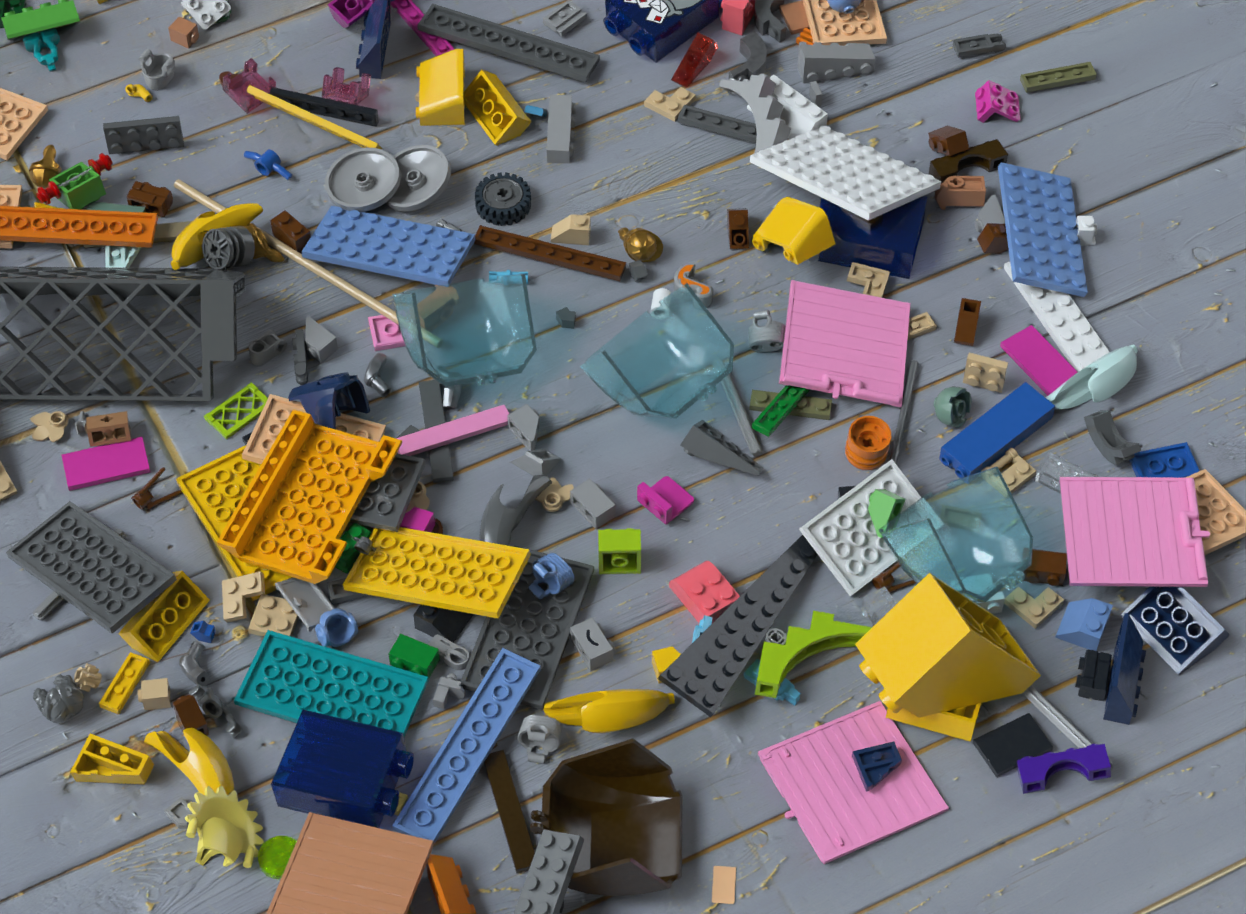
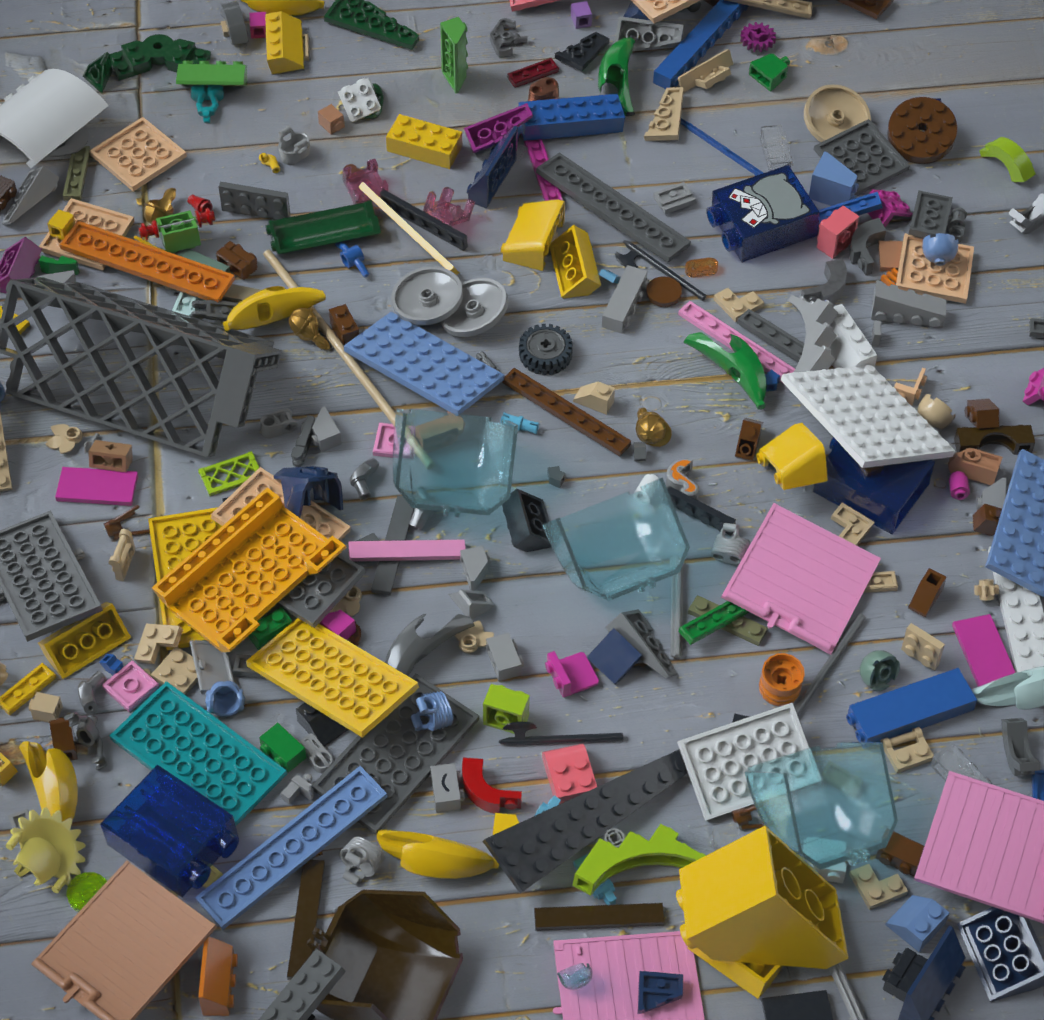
camera: 20 degrees right, 0 degrees up
(84, 153) = (199, 203): none -> red cone
(150, 255) = (213, 311): none -> dark grey hinge
(167, 525) = (123, 554): none -> tan plate
(225, 142) = (323, 227): none -> dark green cylinder
(228, 247) = (280, 323): dark grey wheel -> none
(231, 647) = (130, 686): none -> bright pink tile
(290, 29) = (424, 141): none -> yellow brick
(364, 545) = (278, 631): dark grey plate -> none
(548, 80) = (627, 259): none -> black piece
(559, 370) = (525, 519): none -> black slope
(593, 111) = (664, 291): none -> reddish brown tile
(620, 78) = (701, 267): none -> clear orange beam
(630, 638) = (484, 795): none -> red arch
(640, 564) = (520, 729): none -> black piece
(686, 140) = (721, 332): none -> bright pink tile
(695, 60) = (777, 270): clear red slope -> none
(699, 159) = (741, 365): none -> green piece
(700, 470) = (614, 656): none -> dark blue tile
(730, 311) = (699, 510): none -> black plate
(734, 167) = (772, 380): none -> blue piece
(789, 716) = (599, 916): none -> dark brown tile
(796, 776) = (576, 976): none -> clear light blue hair
(872, 140) = (910, 393): none -> light nougat bracket
(884, 507) = (765, 746): bright green slope -> none
(904, 150) = (935, 412): none -> tan cylinder
(953, 215) = (959, 485): none -> dark pink brick
(1019, 303) = (986, 589): none -> tan gear

